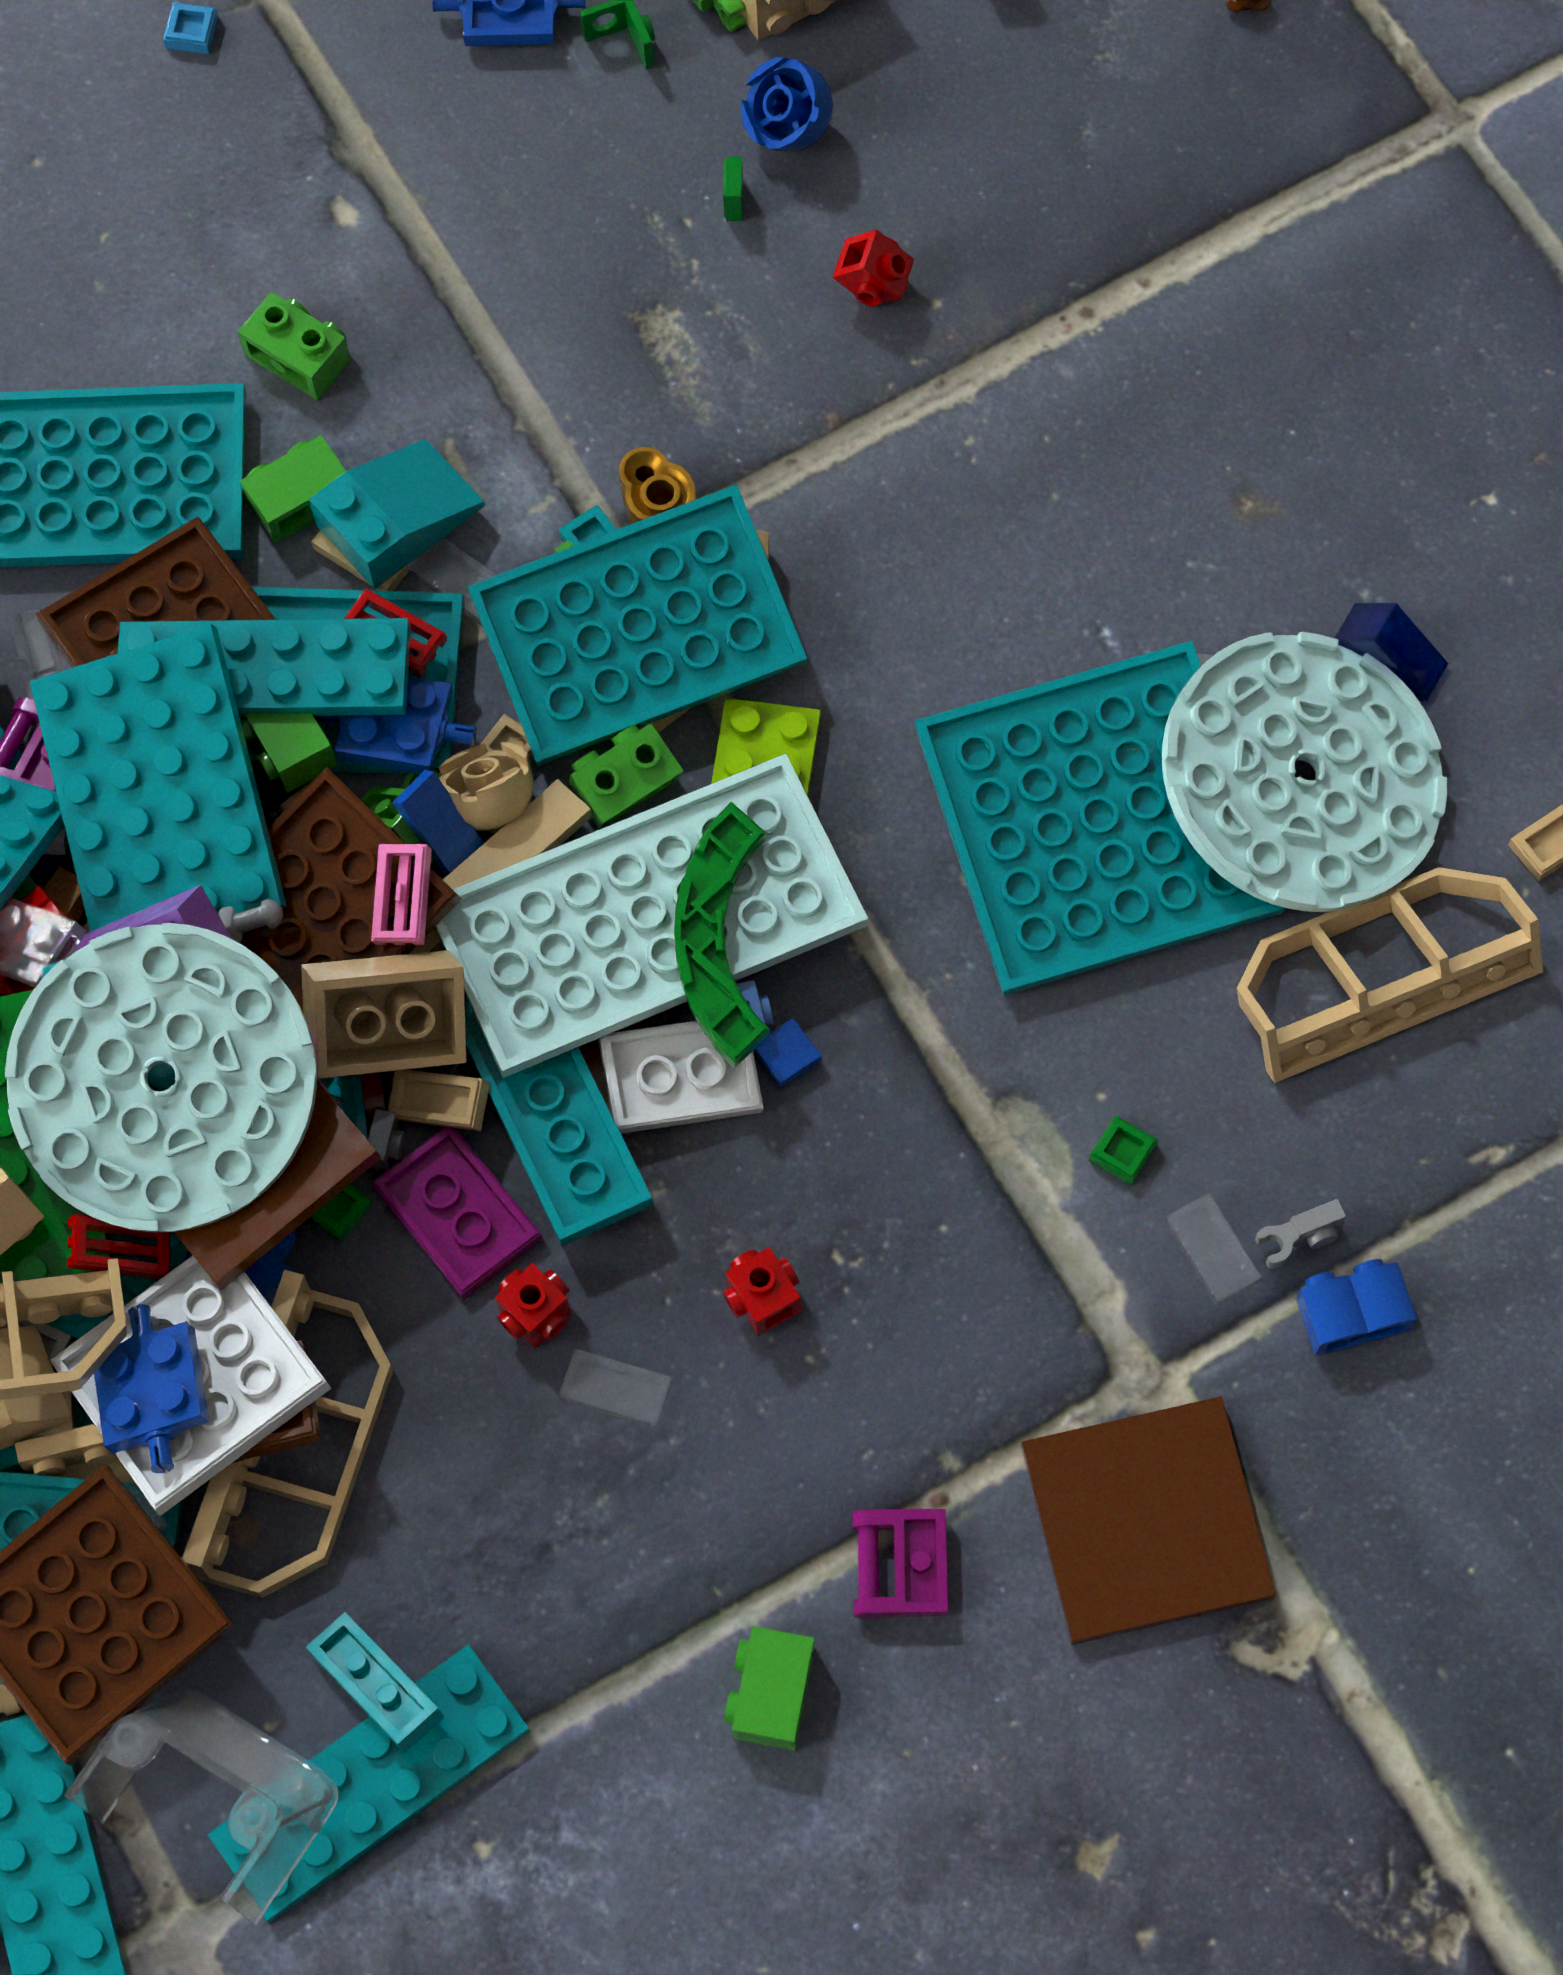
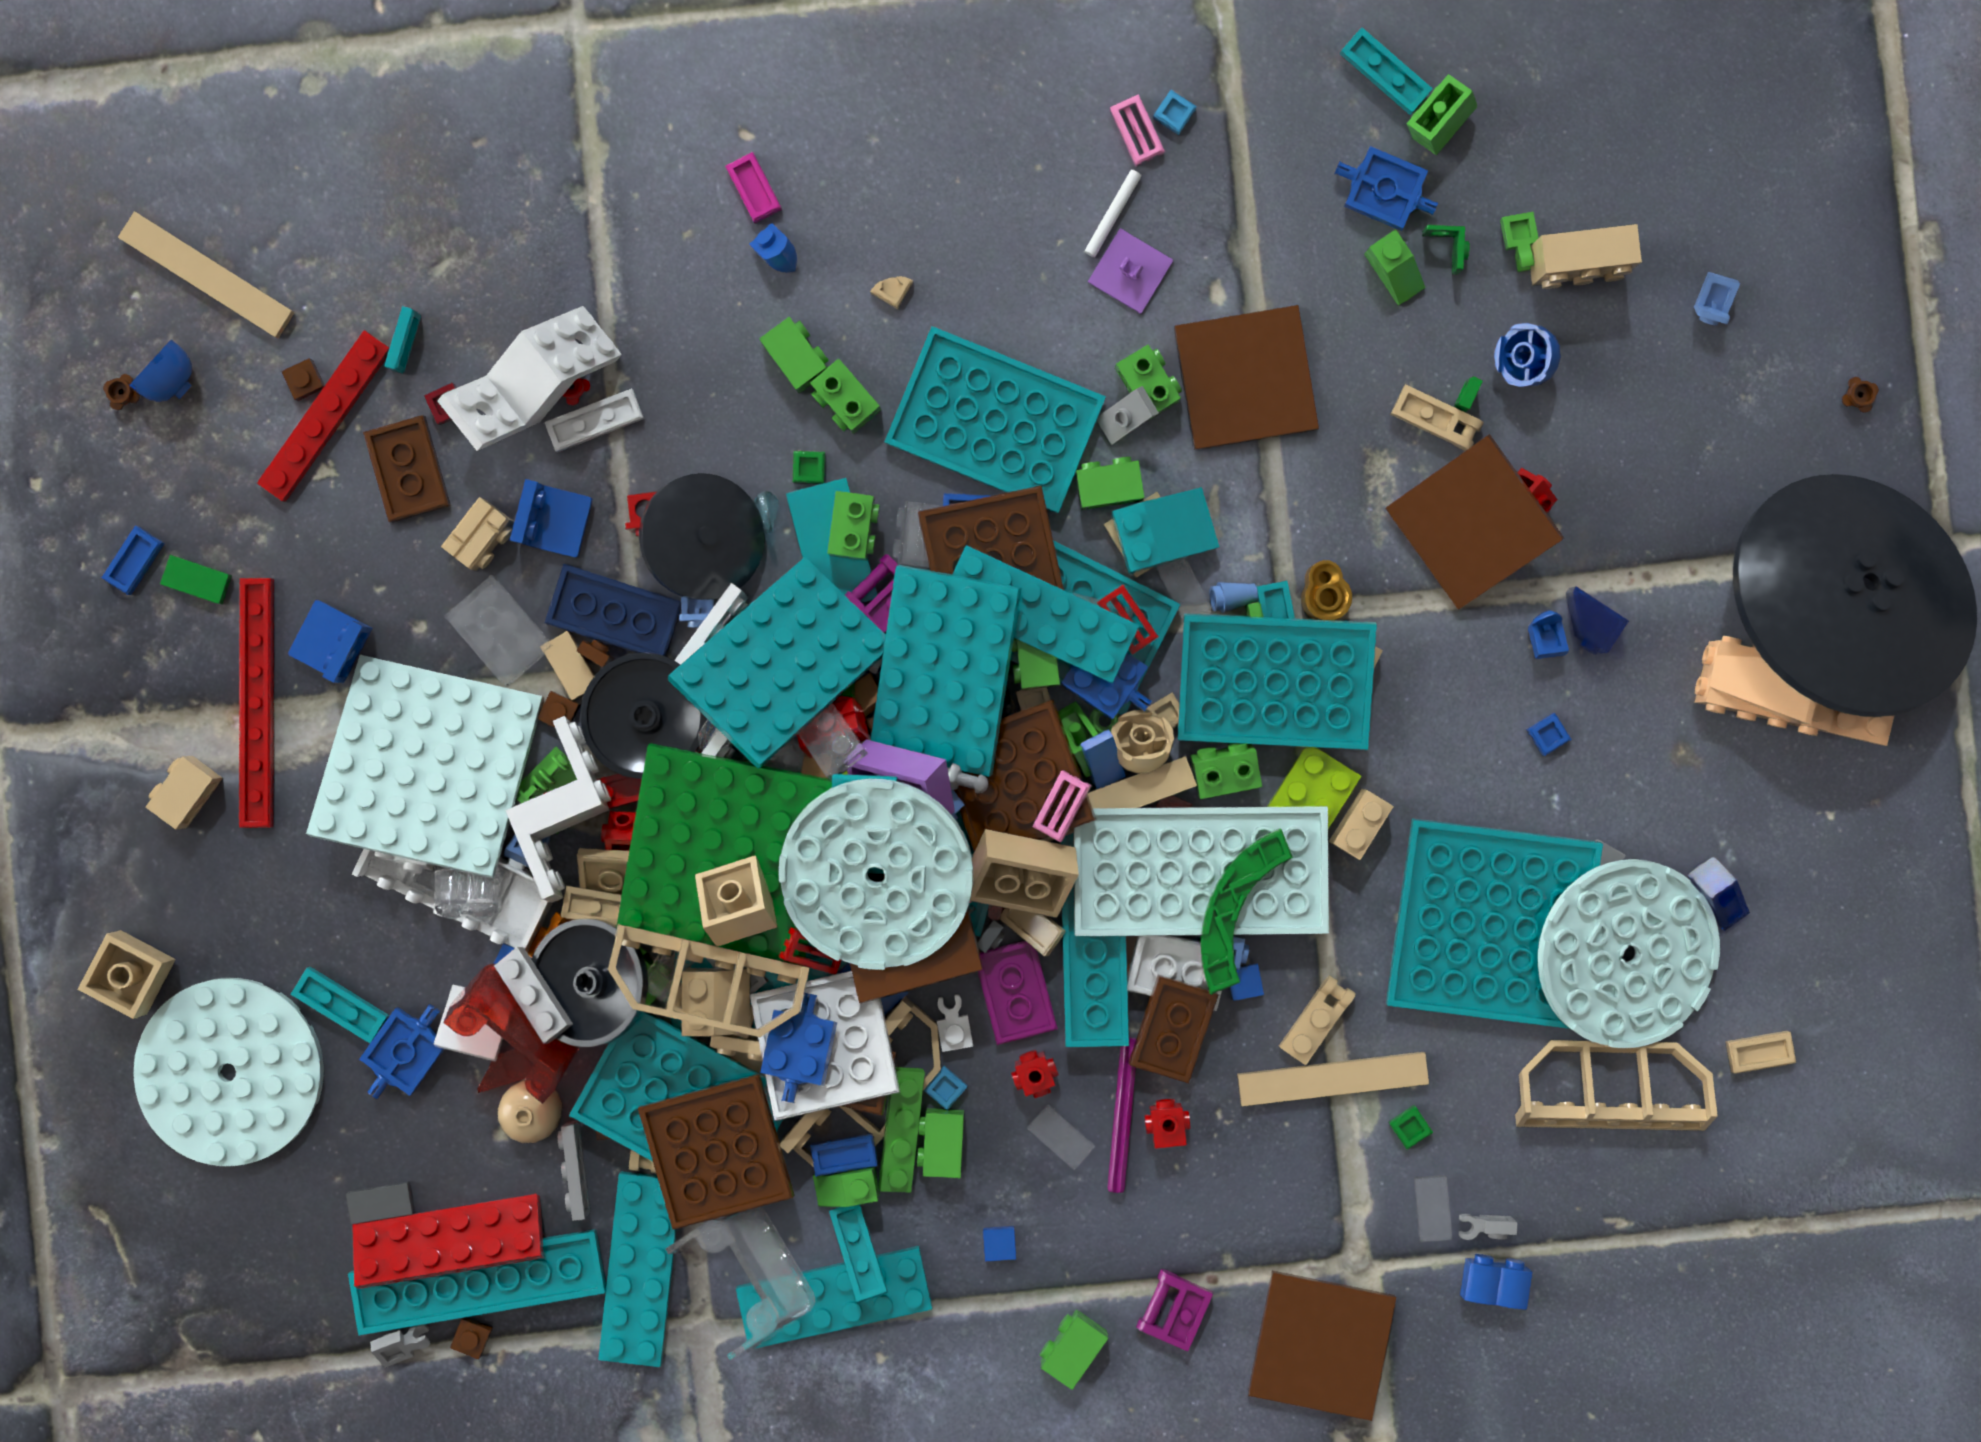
camera: 20 degrees right, 20 degrees up
(159, 173) = (1112, 213): none -> white bar
(173, 88) = (1147, 154): none -> bright pink tile
(214, 232) = (1130, 271): none -> medium lavender piece
(281, 390) = (1127, 415): none -> light grey plate
(293, 1548) = (844, 1154): none -> blue tile
(317, 1598) = (847, 1188): none -> bright green slope
(367, 1477) = (901, 1132): none -> bright green plate
(388, 1302) = (953, 1029): none -> white plate
(410, 1393) = (945, 1087): none -> dark azure tile
(428, 292) = (1246, 377): none -> reddish brown tile
(438, 1468) = (942, 1143): none -> bright green brick
(527, 550) = (1230, 596): none -> medium blue cone
(563, 81) = (1395, 267): none -> bright green slope
(591, 1585) = (999, 1243): none -> blue tile
(693, 1317) = (1122, 1120): none -> magenta axle
(707, 234) = (1436, 417): none -> tan plate
(709, 1153) = (1173, 1029): none -> reddish brown tile
(814, 324) = (1474, 522): none -> reddish brown tile
(848, 767) = (1361, 824): none -> tan brick
(915, 1063) = (1316, 1020): none -> tan plate
(976, 1131) = (1333, 1078): none -> tan tile
(986, 426) = (1548, 635): none -> blue plate
(1038, 385) = (1593, 621): none -> clear blue slope
(1053, 554) = (1548, 734): none -> blue tile
(1351, 356) = (1742, 682): none -> light nougat wedge
(1418, 230) = (1819, 624): none -> black dish

